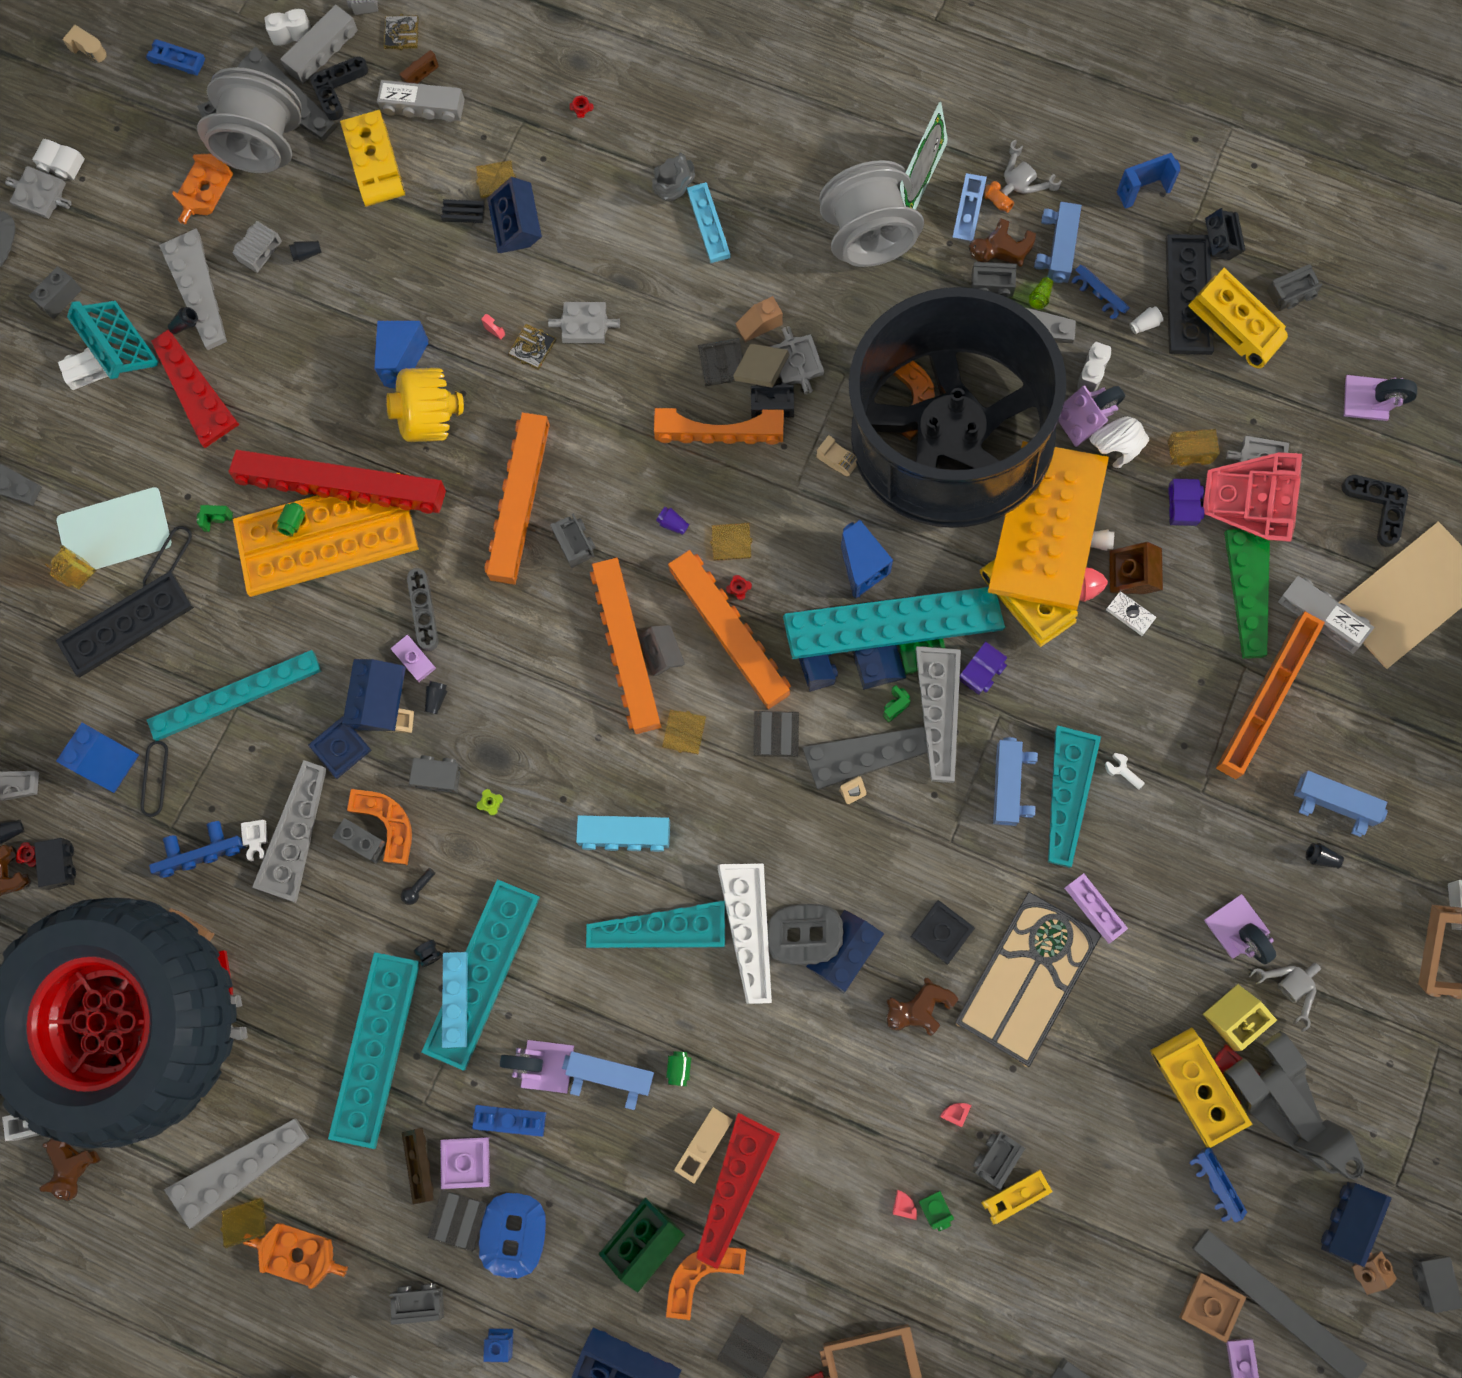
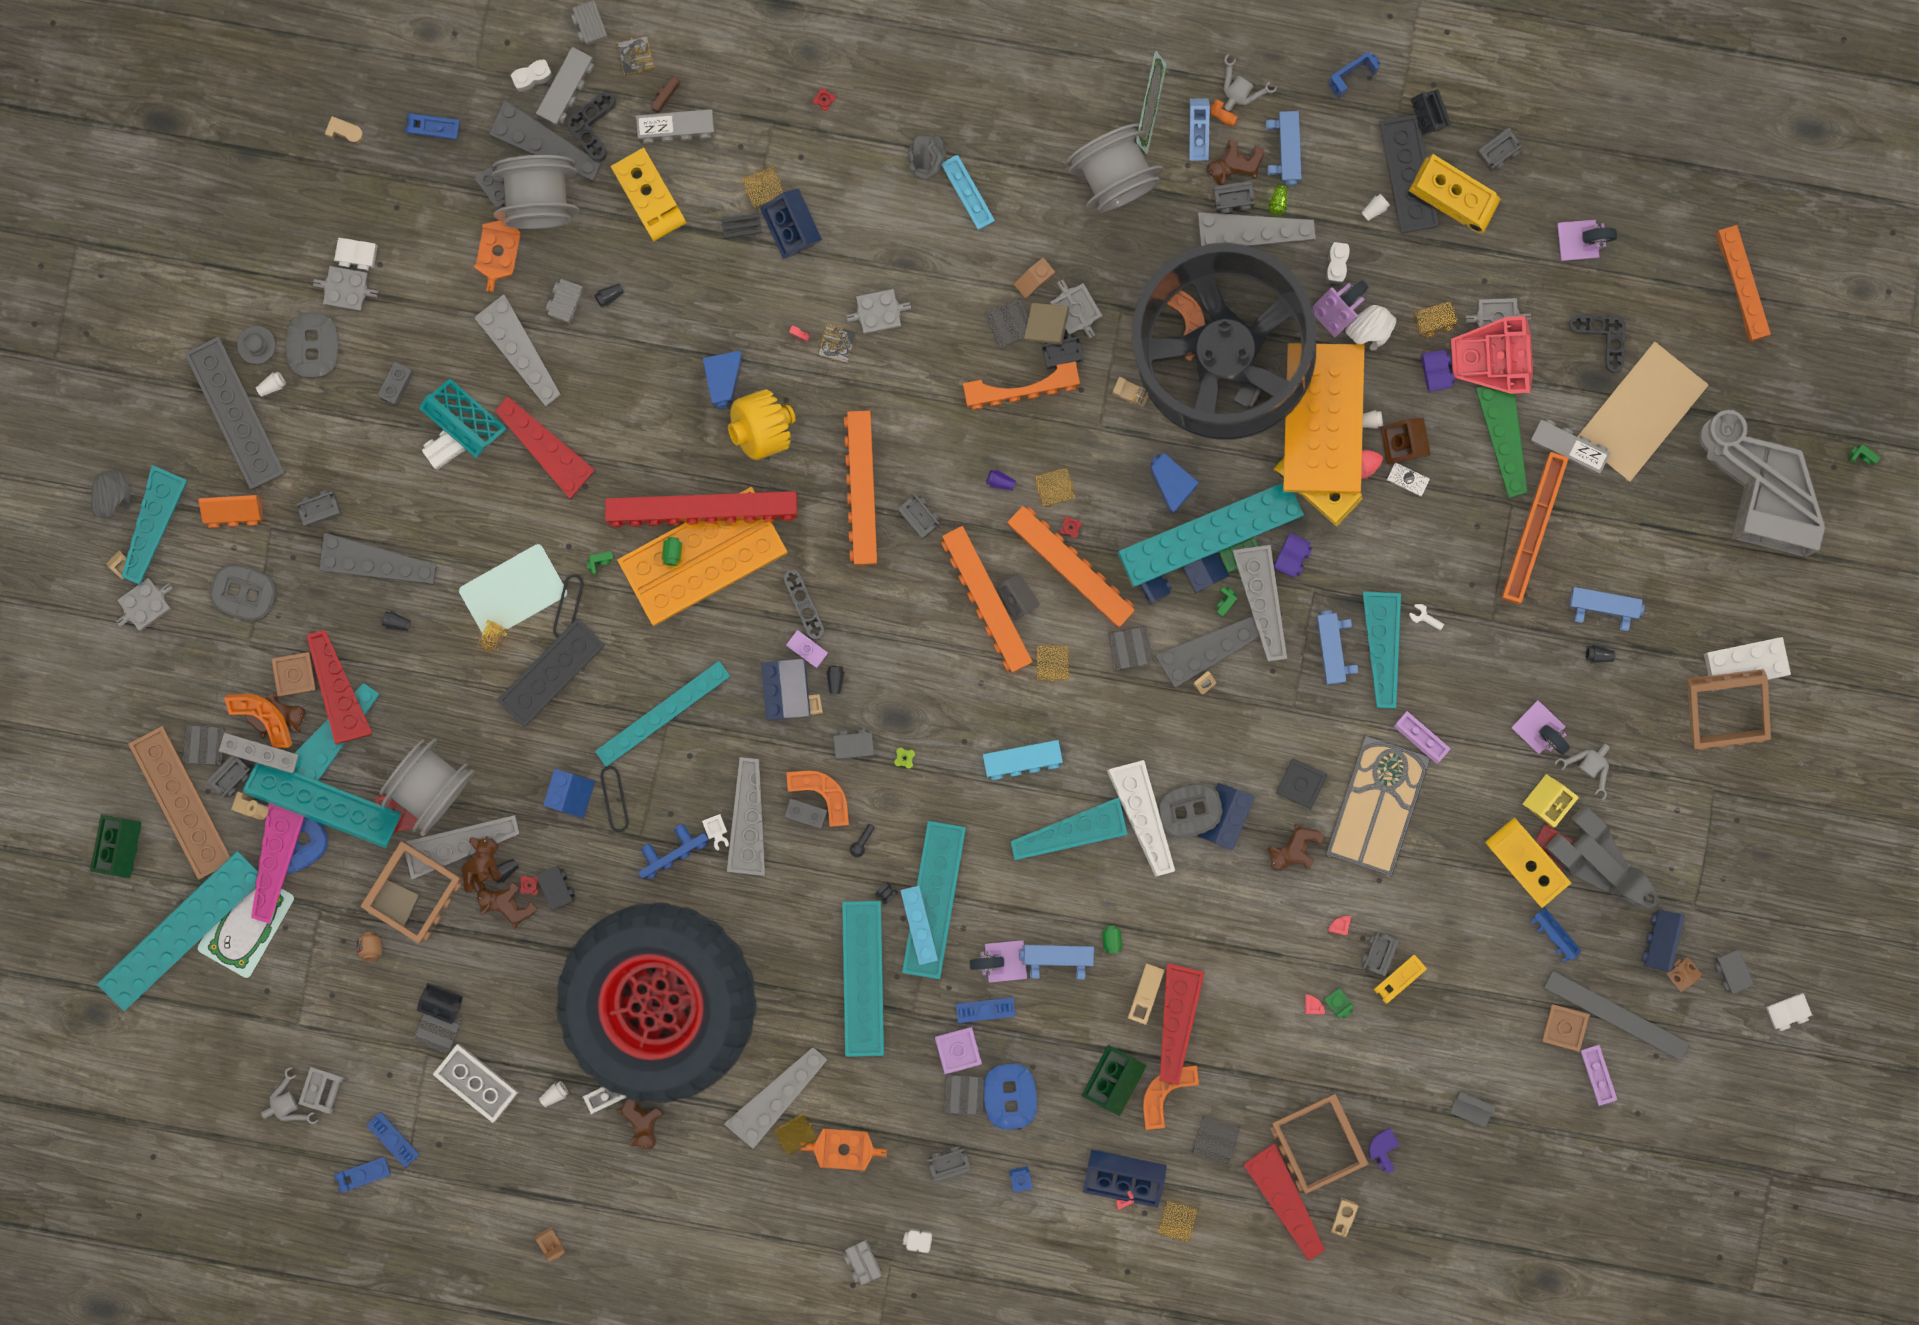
camera: 15 degrees left, 10 degrees up
(183, 320) = (521, 386): black cone -> none
(339, 748) = (765, 739): dark blue tile -> none
(417, 1166) = (922, 1060): dark brown plate -> none
(1101, 291) = (1331, 187): blue plate -> none

